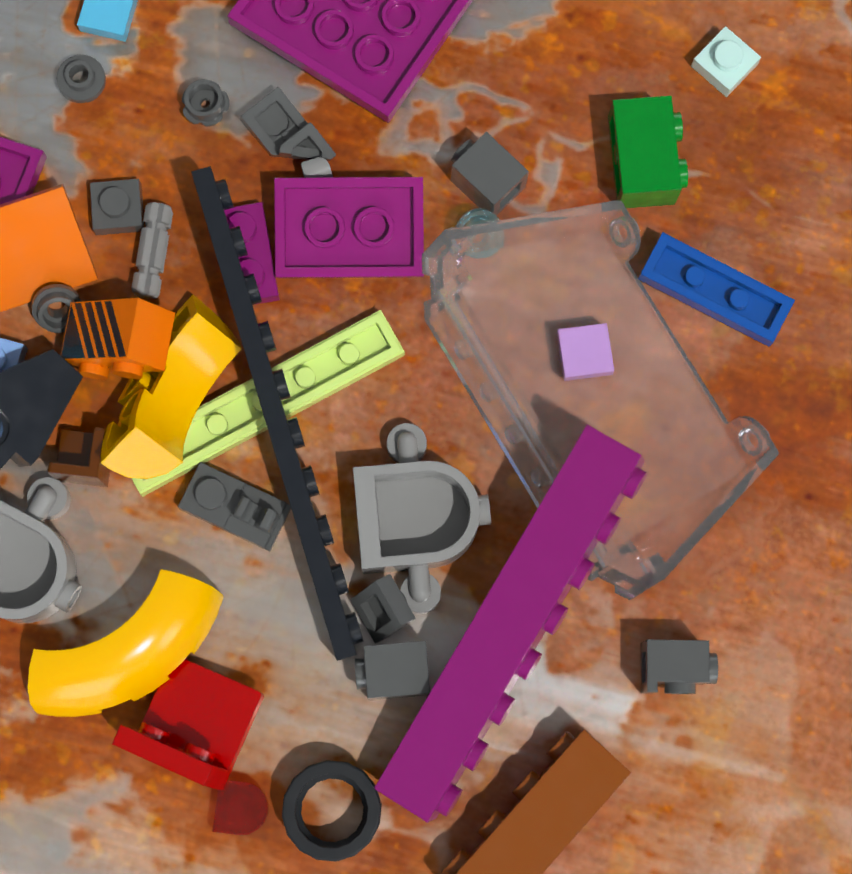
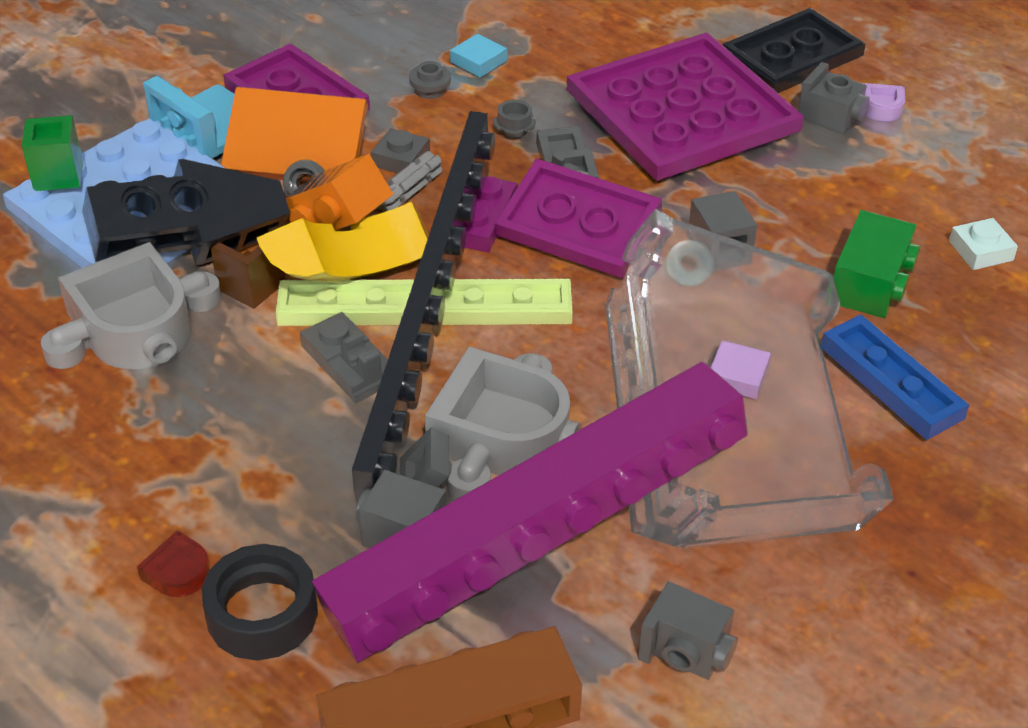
camera: 30 degrees right, 35 degrees down
(131, 658) = (176, 395): yellow brick -> none
(194, 725) = (185, 479): red bracket -> none

